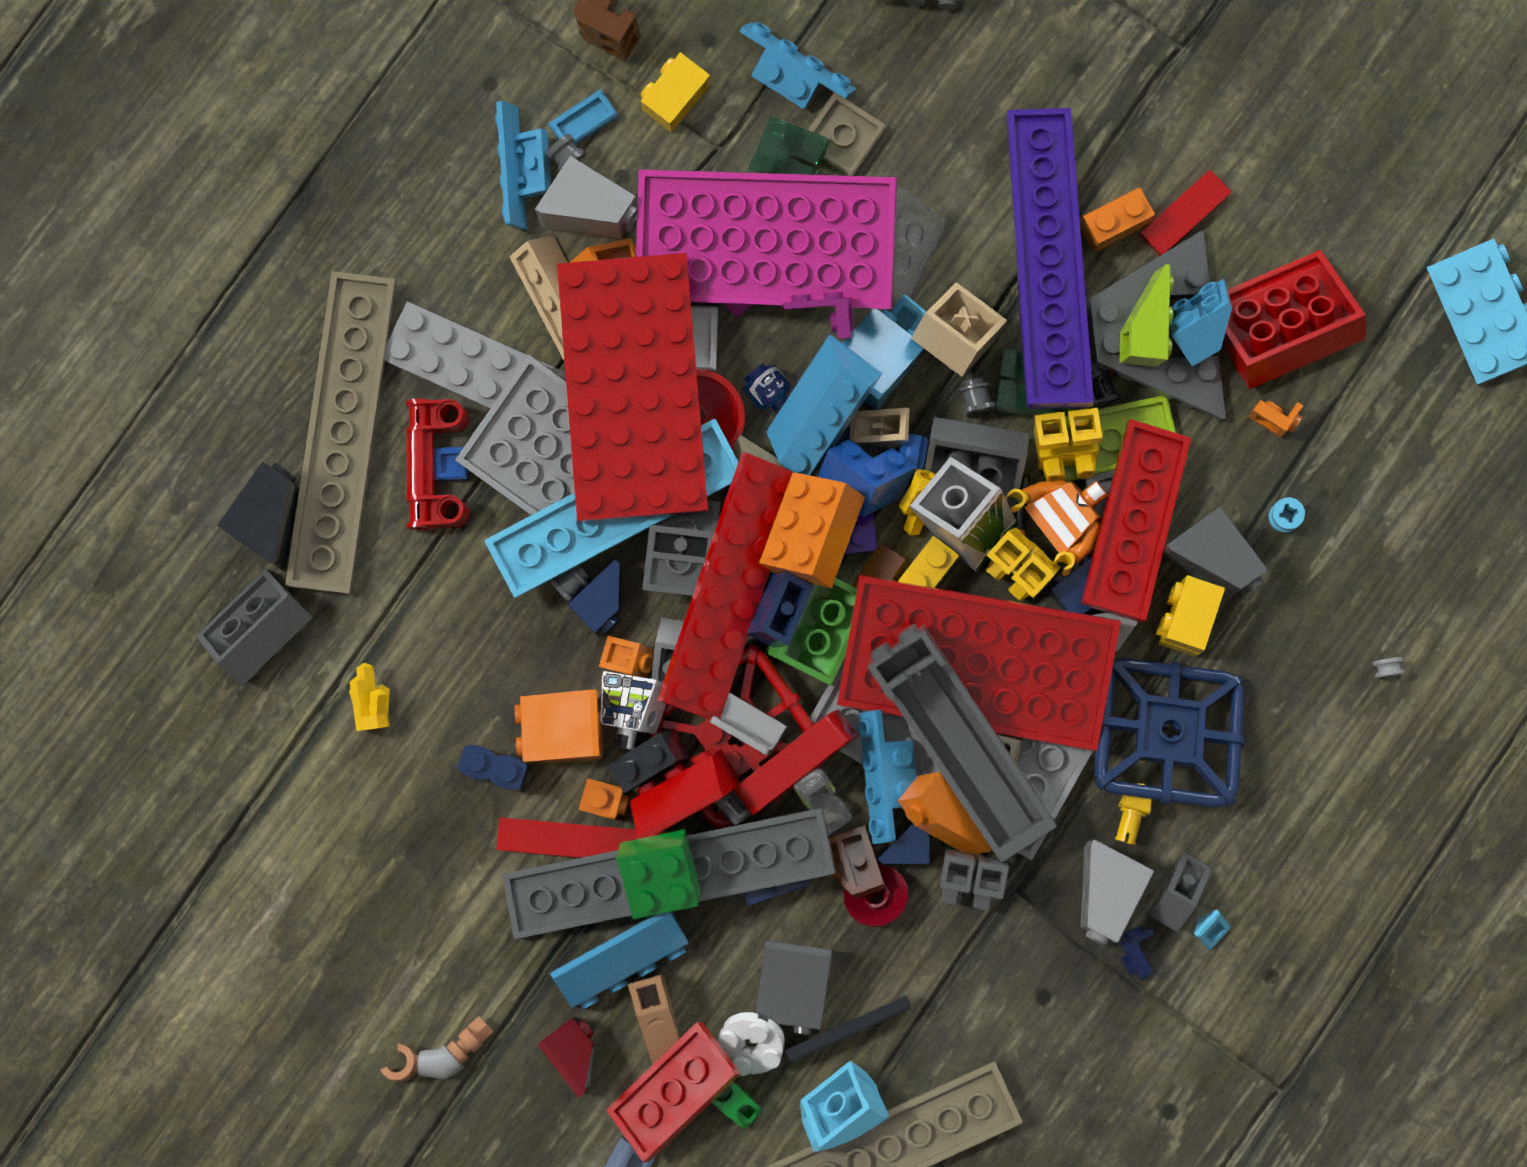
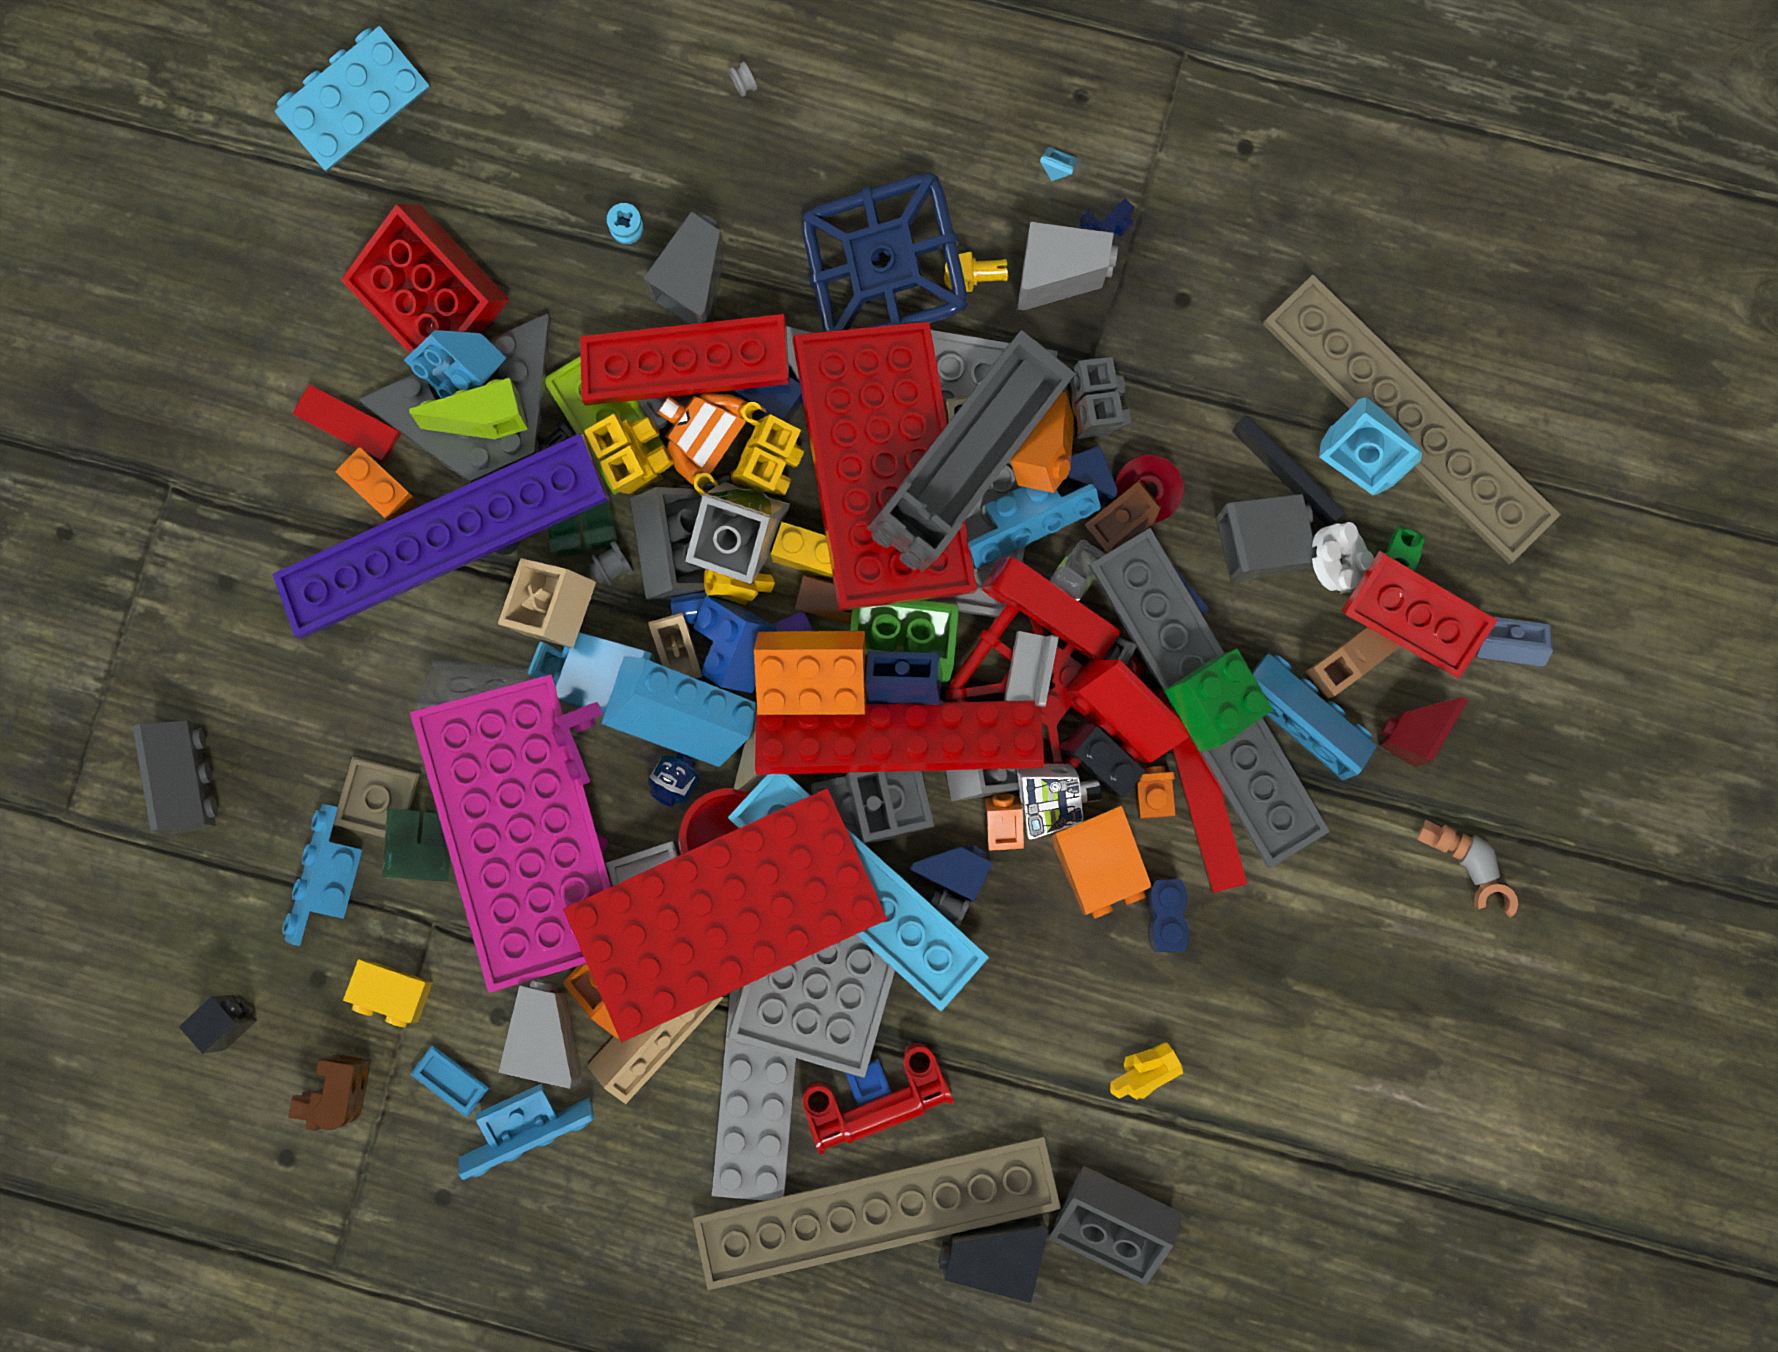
camera: 115 degrees left, 0 degrees up
(563, 149) = (494, 1084): dark grey wheel -> none
(1180, 892) = (1034, 200): dark grey slope -> none
(1190, 616) = (761, 277): yellow piece -> none
(1271, 417) = (531, 270): orange bracket -> none

